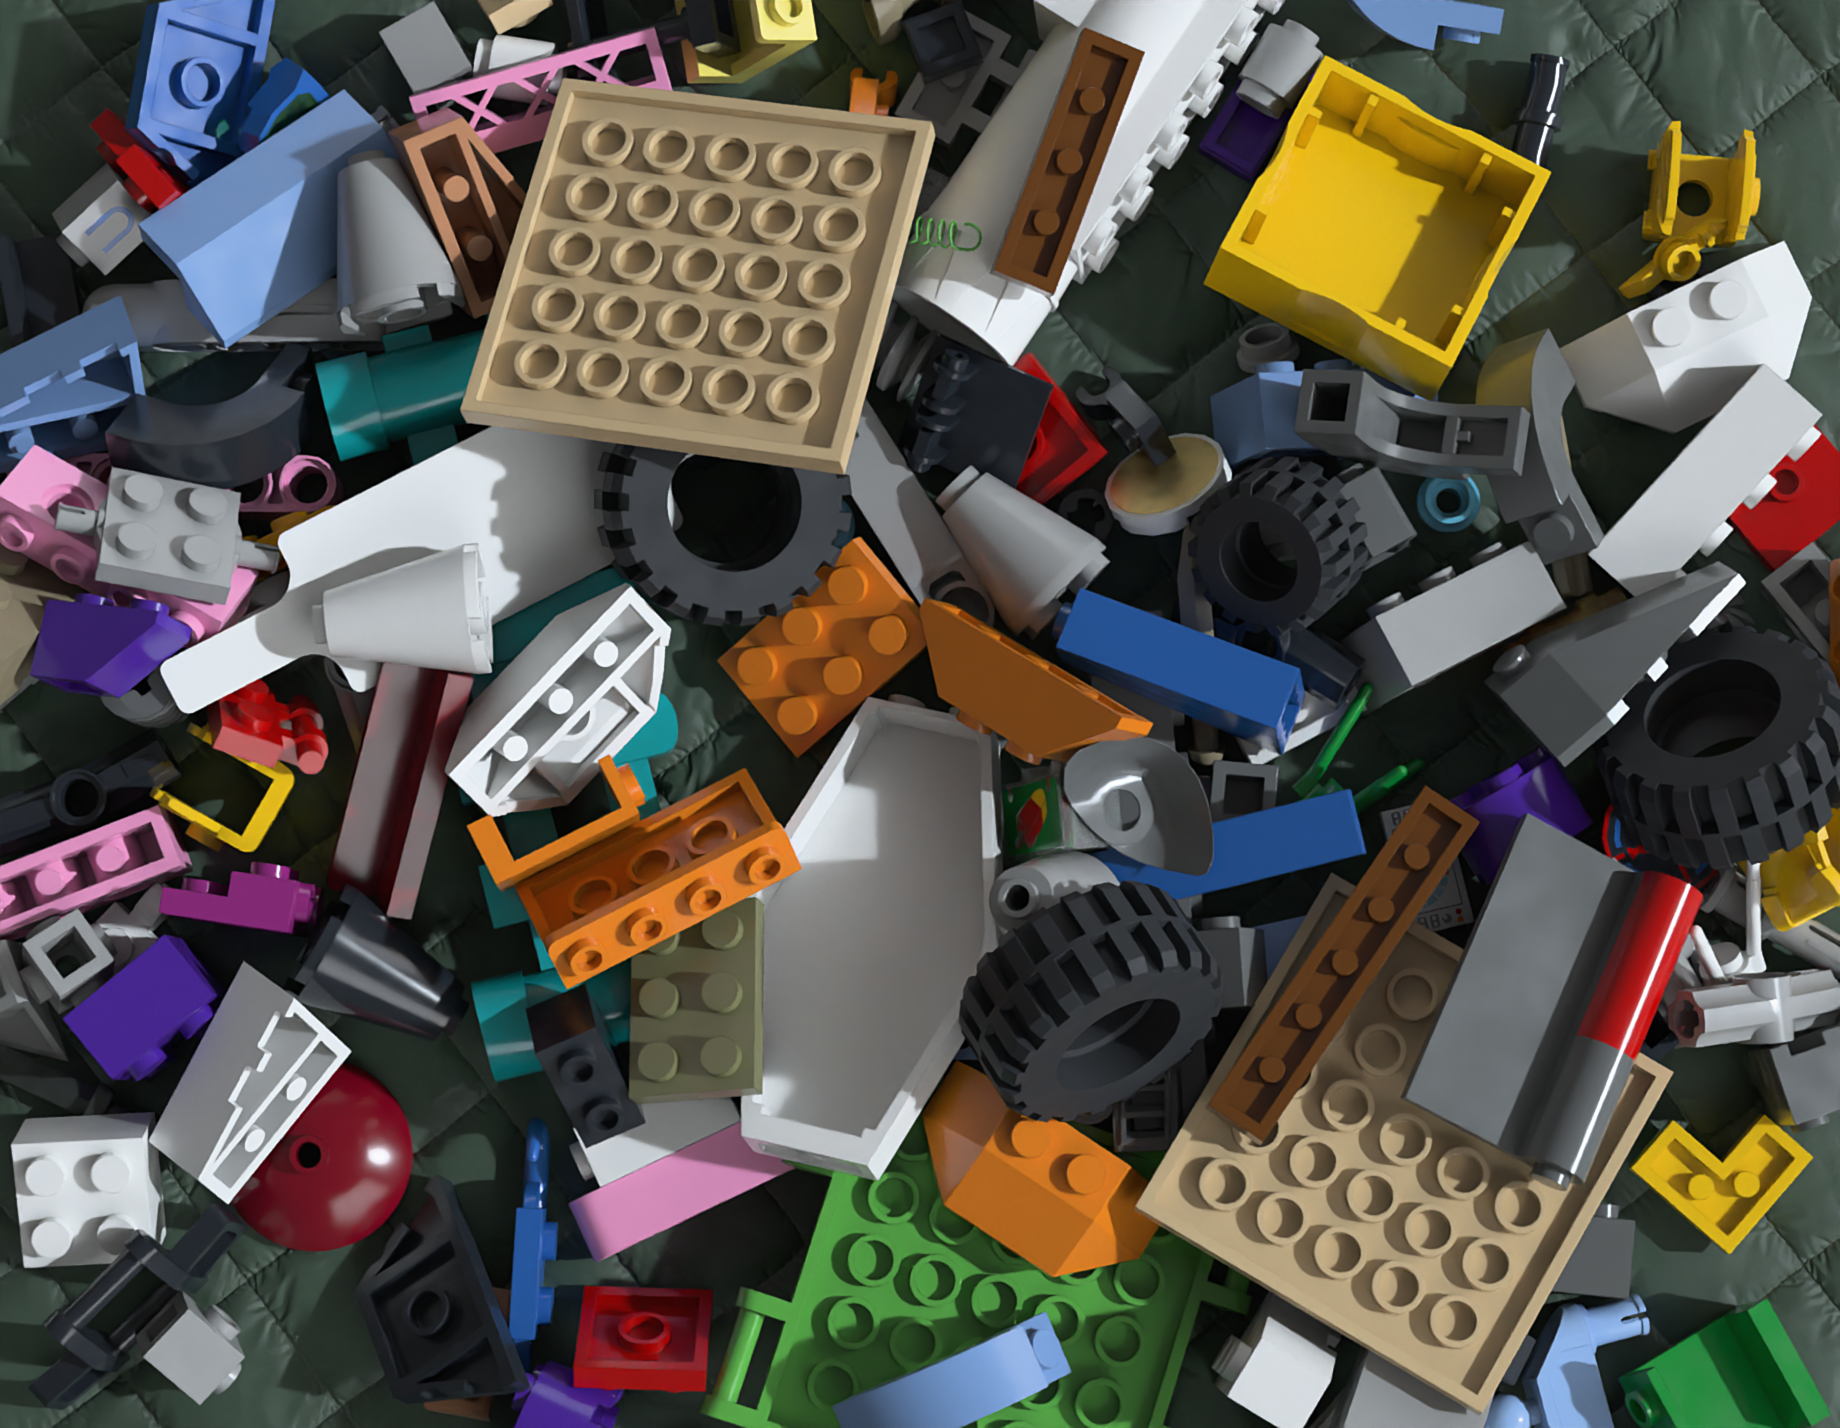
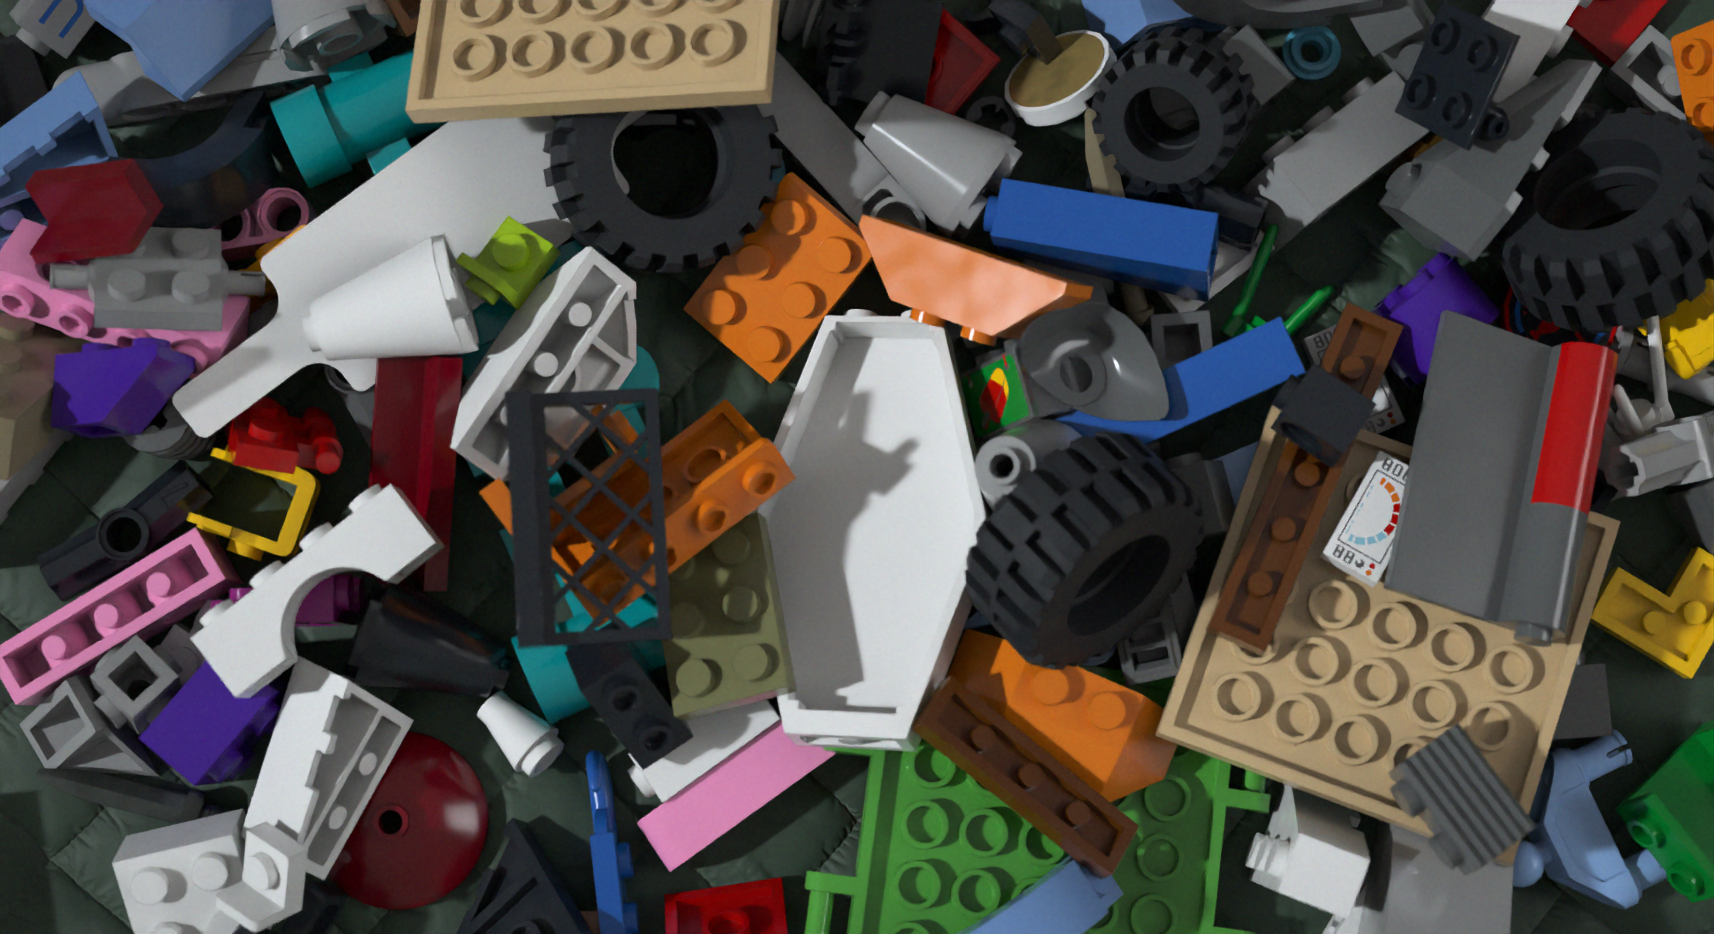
camera: 15 degrees left, 0 degrees up
(112, 454) = (92, 210): none -> dark red panel
(174, 1192) = (270, 882): none -> white bracket
(204, 934) = (255, 637): none -> white arch
(463, 1087) = (522, 736): none -> white cone
(517, 866) = (532, 523): none -> black fence
(539, 585) = (508, 264): none -> lime bracket
(987, 1229) = (1025, 777): none -> reddish brown plate
(1368, 901) = (1320, 414): none -> black brick
(1397, 1031) = (1368, 526): none -> white tile
(1435, 1334) = (1459, 801): none -> dark grey brick
(1587, 567) = (1459, 77): none -> black hinge

